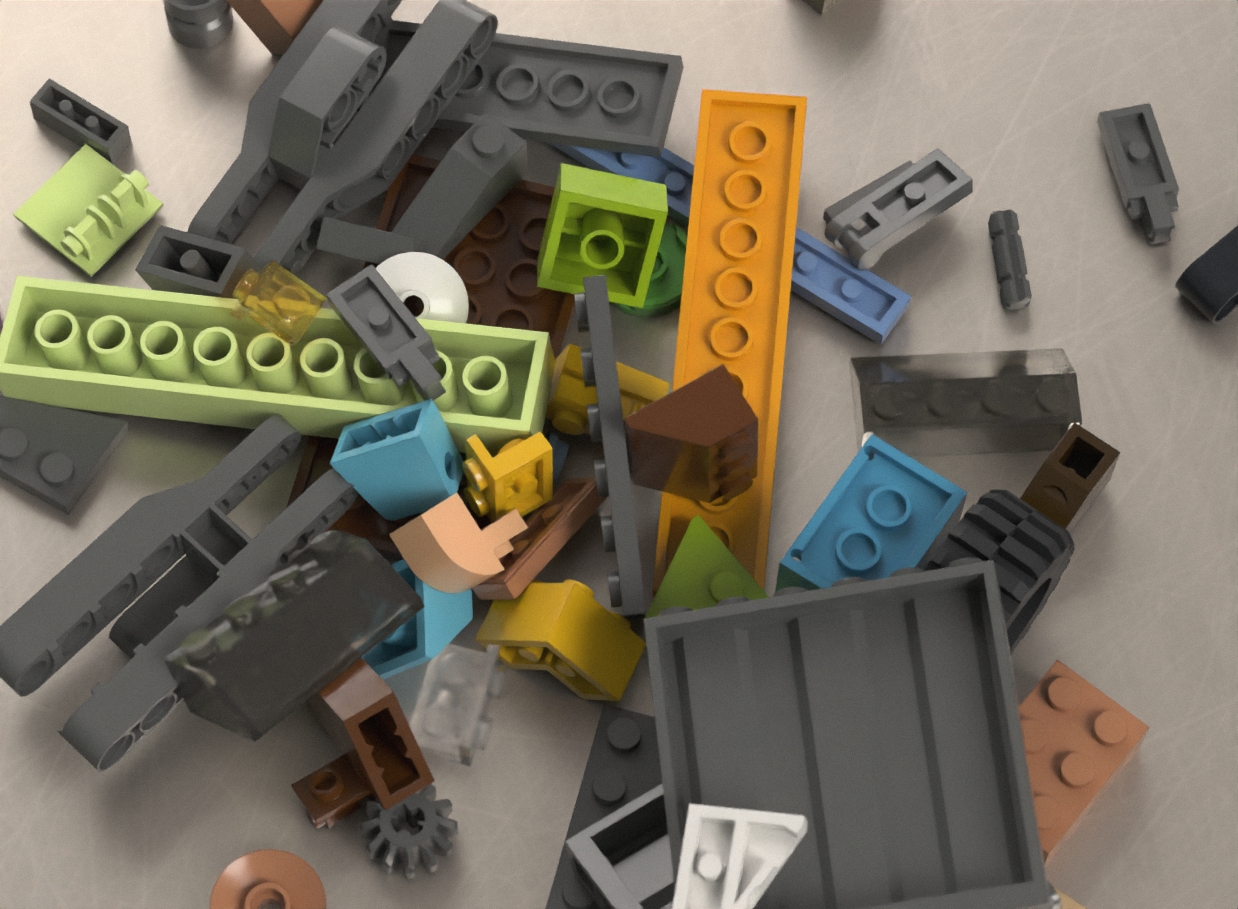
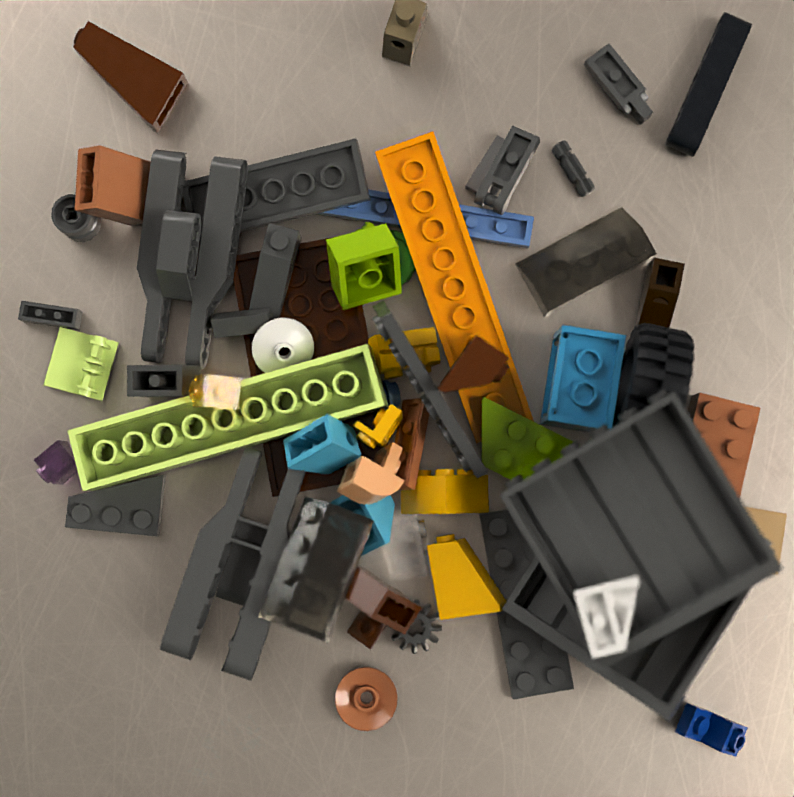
camera: 20 degrees left, 20 degrees up
(388, 331) = (283, 383): dark grey hinge -> none
(519, 785) = (461, 580): none -> yellow slope

